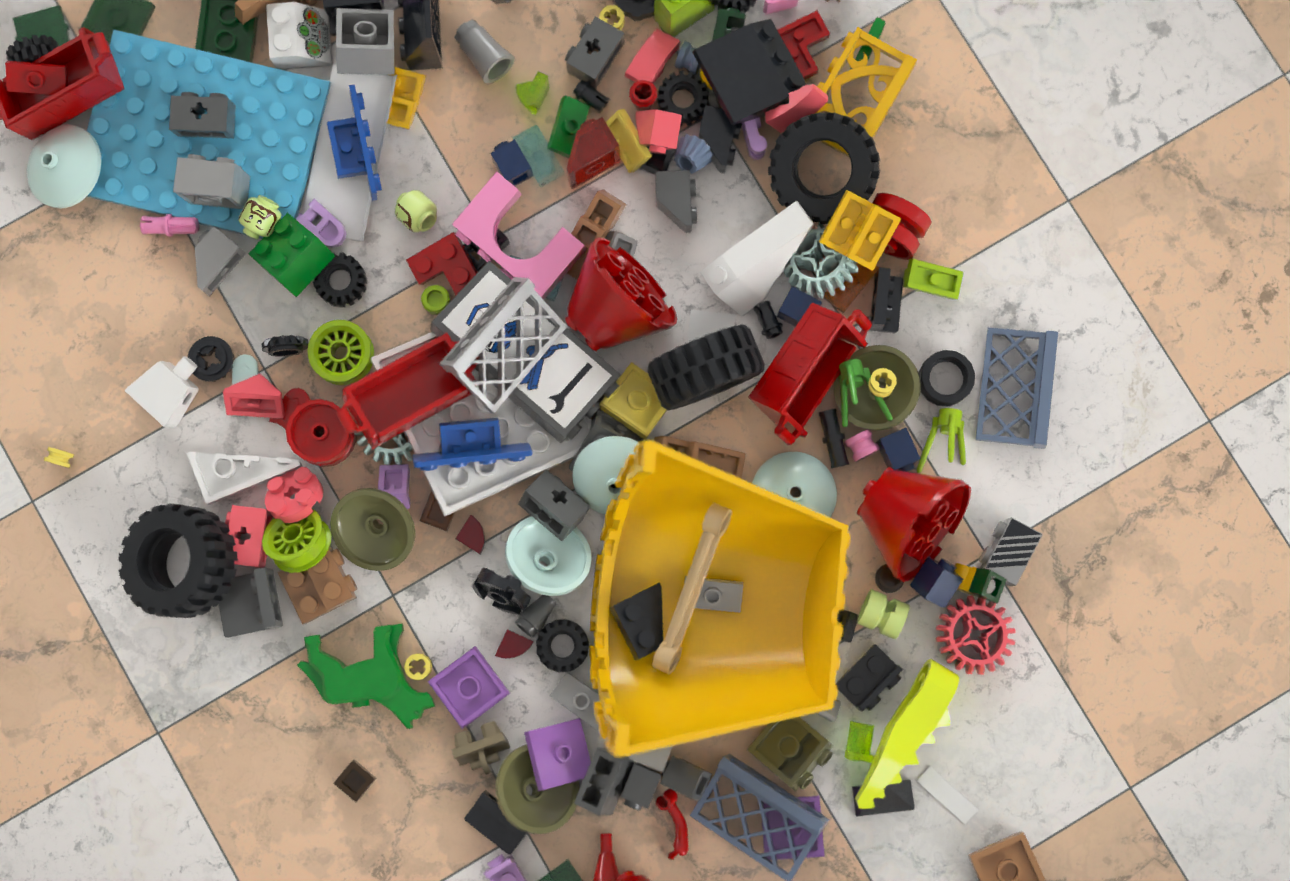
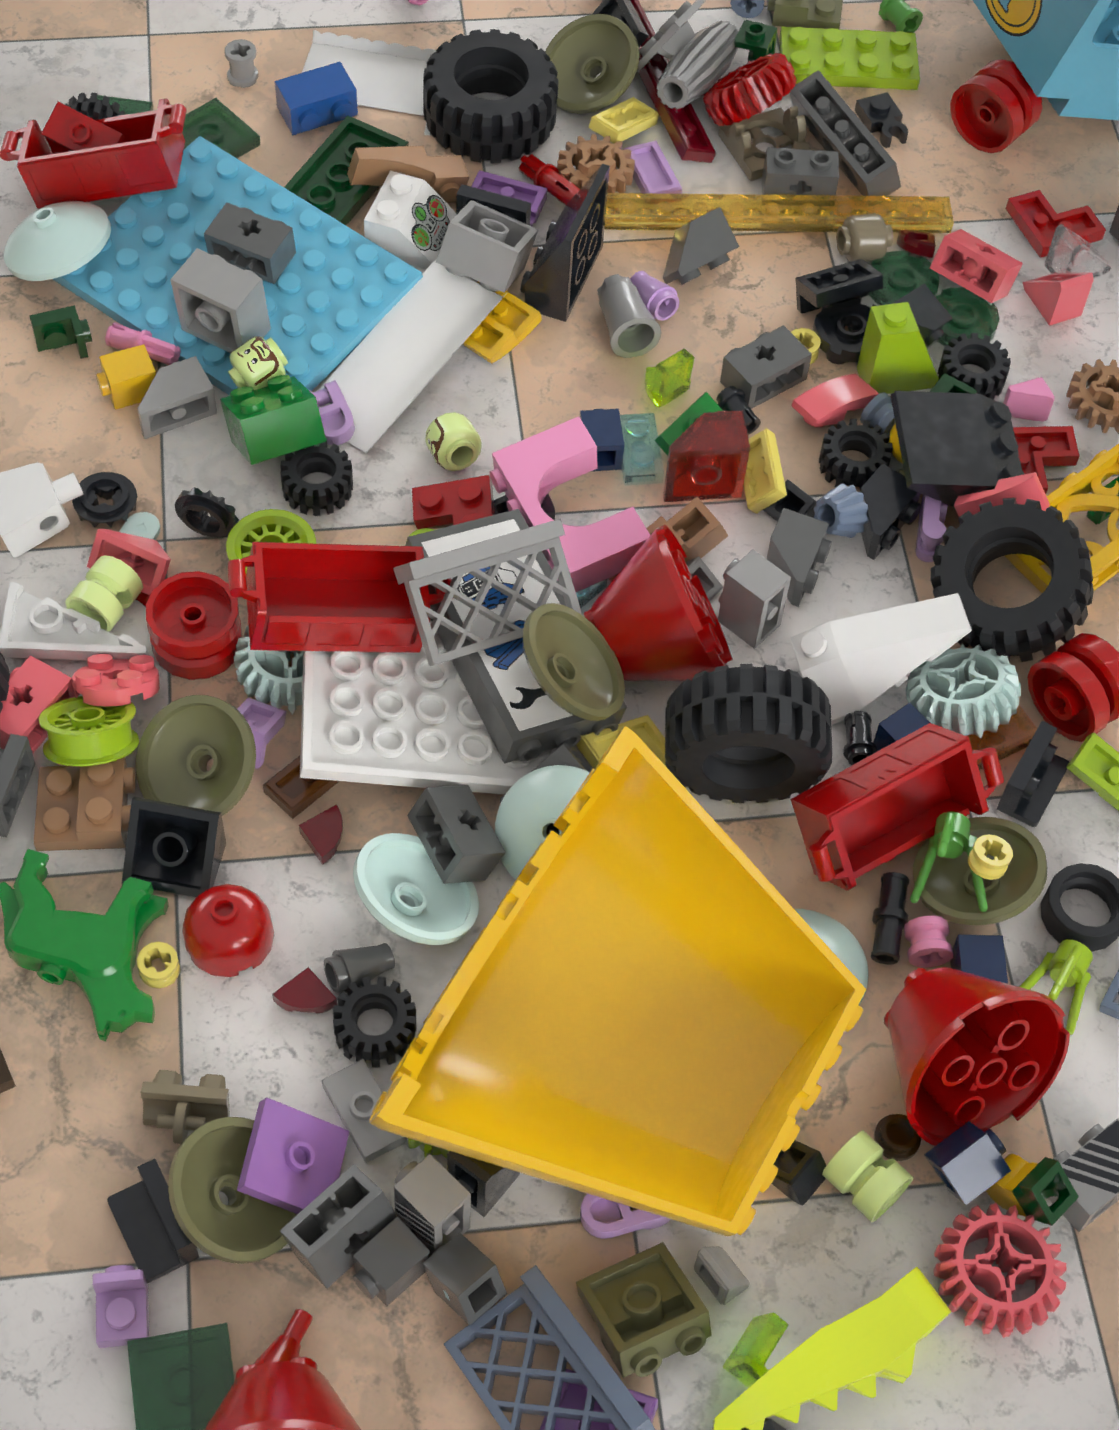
camera: 20 degrees right, 25 degrees down
(106, 238) = (60, 329): none -> dark green bracket
(173, 258) = (126, 376): none -> yellow brick
(251, 434) = (106, 591): none -> yellowish green wheel
(350, 147) = (409, 342): blue bracket -> none
(389, 593) = (173, 846): none -> black slope
(448, 626) = (227, 930): none -> red cylinder
(468, 687) = (213, 1020): medium lavender plate -> none
(471, 442) = (384, 693): blue bracket -> none
(494, 22) = (657, 296): none -> lavender cone
(504, 591) = (327, 905): black plate -> none
(579, 371) = (573, 662): none -> olive dish
(641, 621) = (503, 1026): black wing -> none
(643, 90) = (805, 426): red cone -> none
(658, 129) = (810, 460): coral slope -> none
(663, 252) = (753, 598): none -> light grey brick
(668, 803) = (413, 1373): red piece -> none
(713, 528) = (523, 1078): tan piece -> none
(720, 595) = (624, 1041): light grey plate -> none
(859, 230) = (1032, 654): yellow slope -> none
(869, 678) = (807, 1264): black bracket -> none

